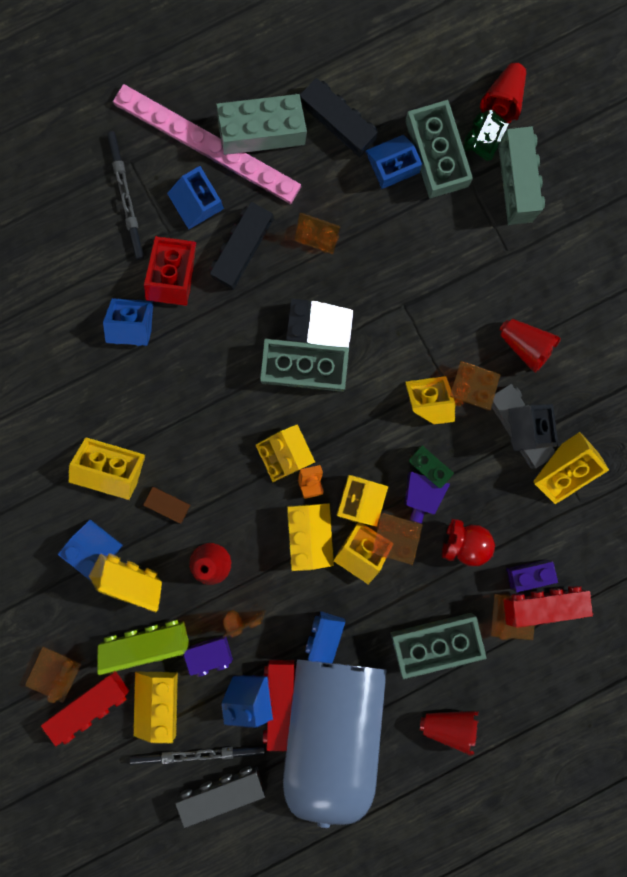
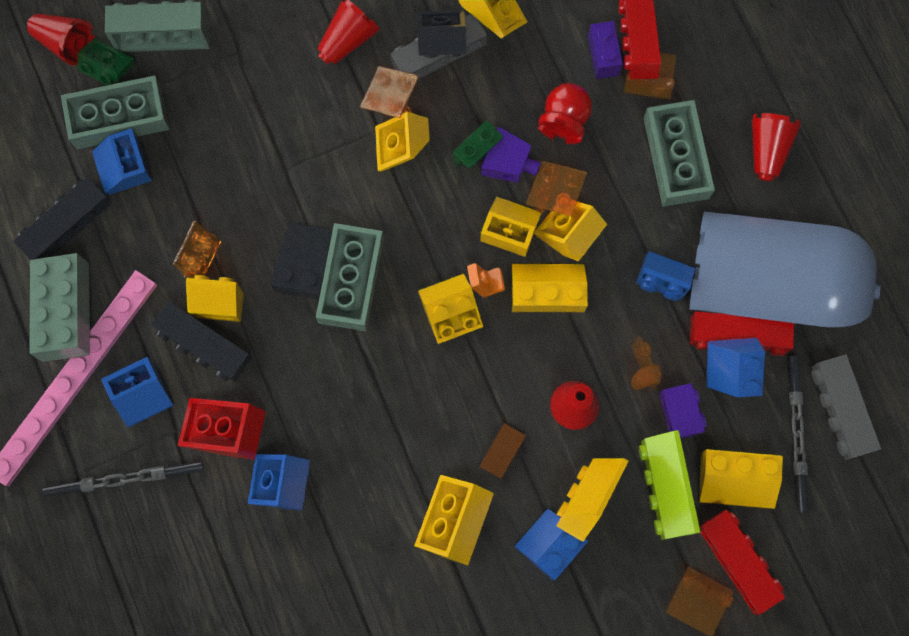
camera: 85 degrees left, 10 degrees down
(276, 258) = (214, 298): none -> yellow slope

